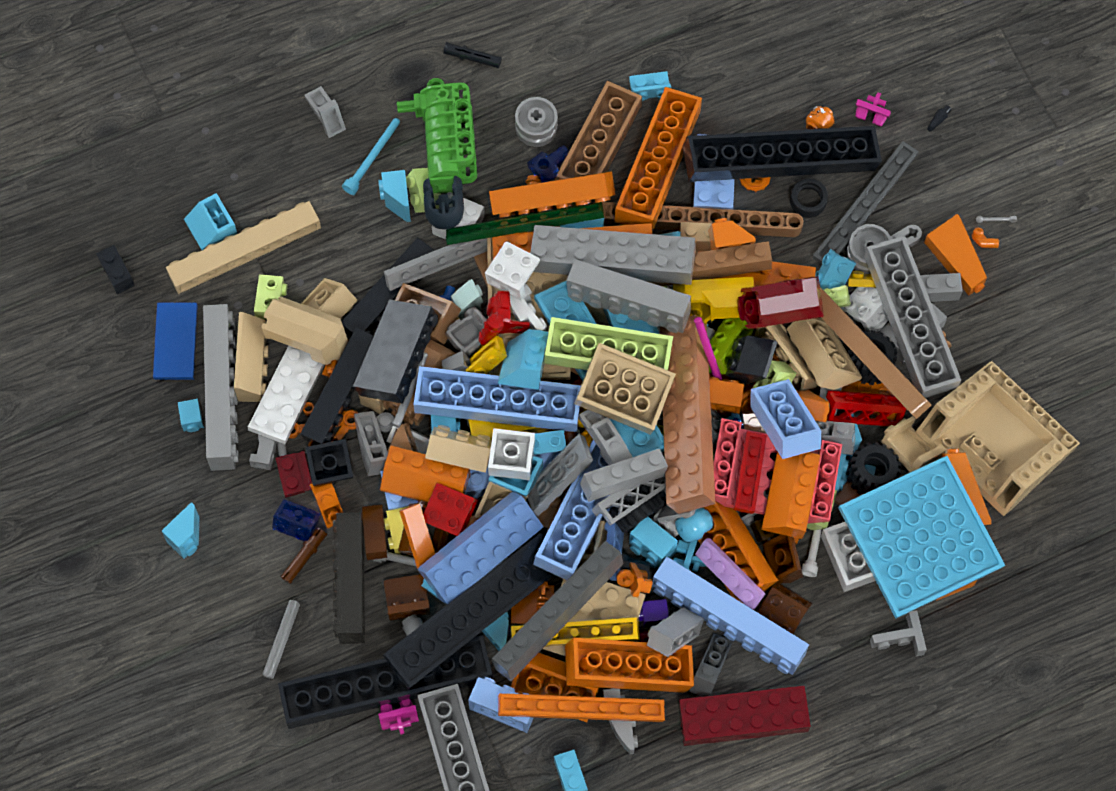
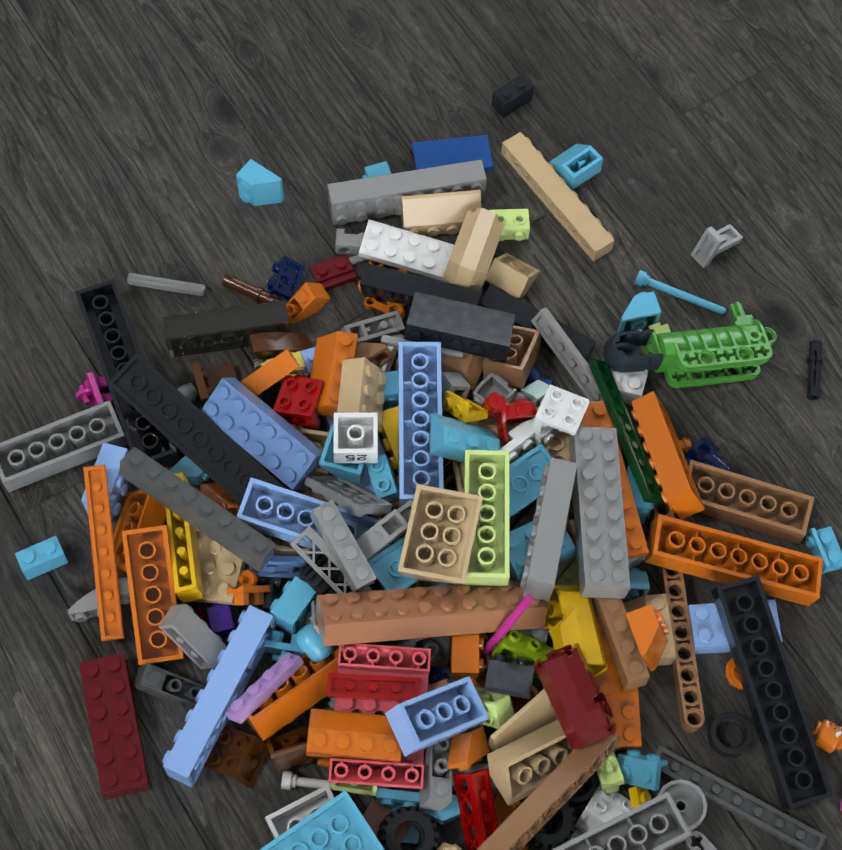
camera: 80 degrees right, 5 degrees down
(329, 462) = (343, 295): black slope -> none
(536, 121) = (752, 437): light grey wheel -> none

